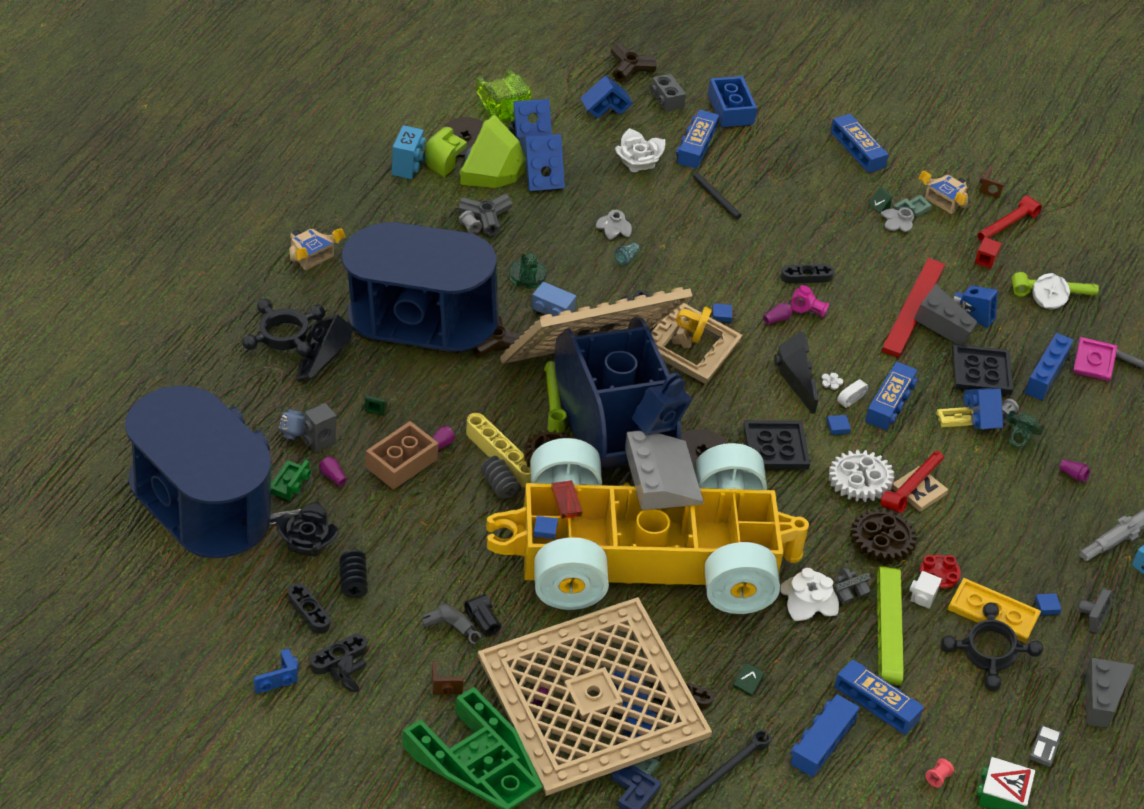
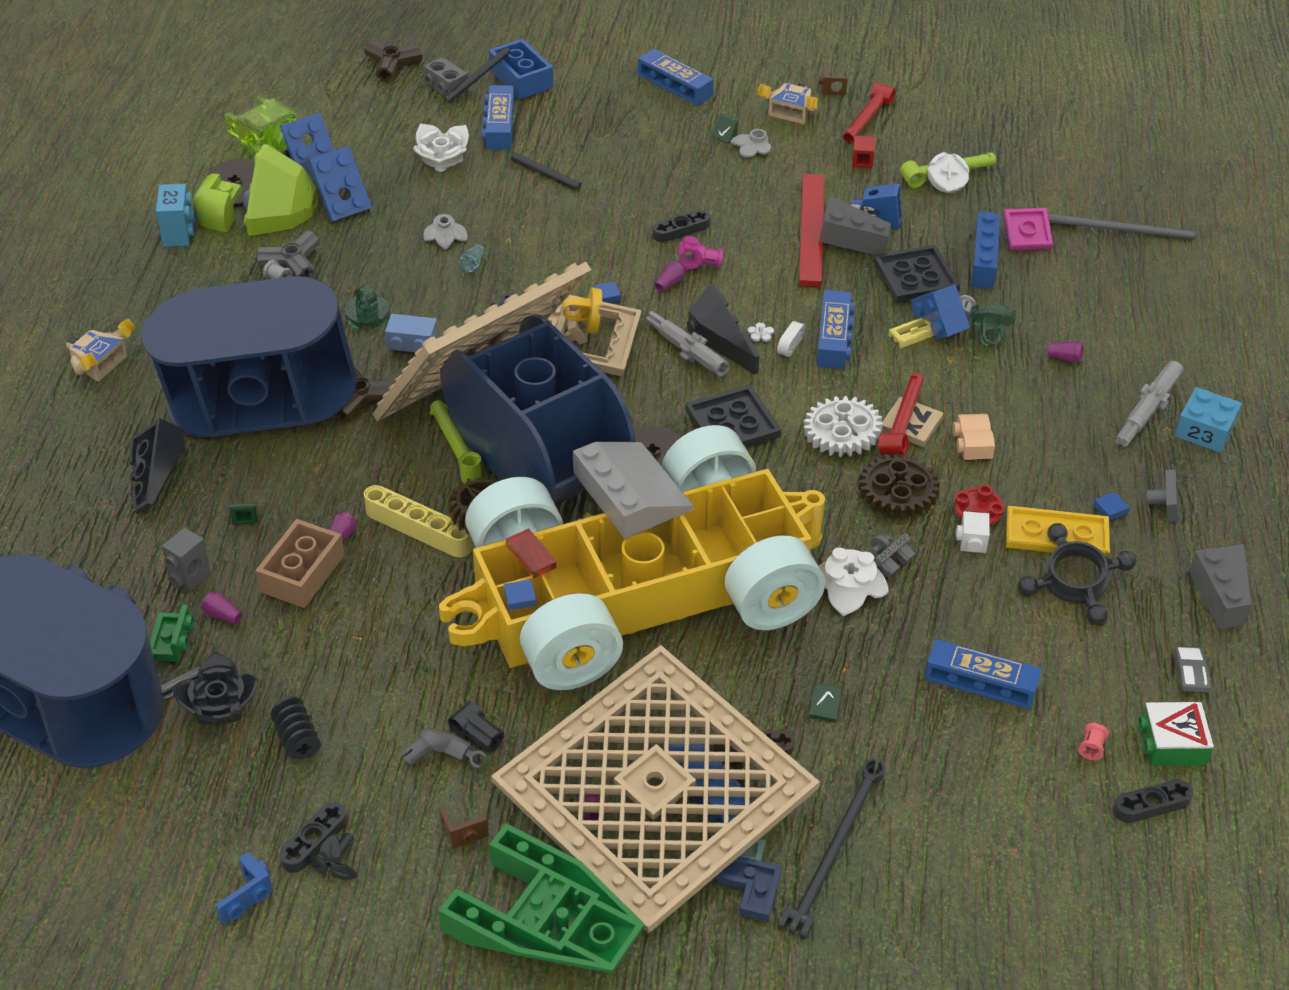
camera: 15 degrees left, 0 degrees up
(280, 316) = (94, 440): black piece -> none
(292, 424) = (149, 566): sand blue head -> none
(308, 616) = (256, 801): black beam -> none
(500, 477) = (430, 553): dark grey piece -> none
(606, 95) = (378, 97): blue brick -> none
(662, 406) = (606, 407): dark blue brick -> none
(693, 97) = (478, 74): none -> black bar
(769, 374) = (692, 346): none -> light grey piece
(824, 735) = (944, 741): blue brick -> none
(838, 424) = (790, 377): blue tile -> none
(889, 625) = (955, 586): lime beam -> none
(918, 205) = (765, 122): sand green slope -> none
(963, 515) = (974, 436): none -> light nougat brick

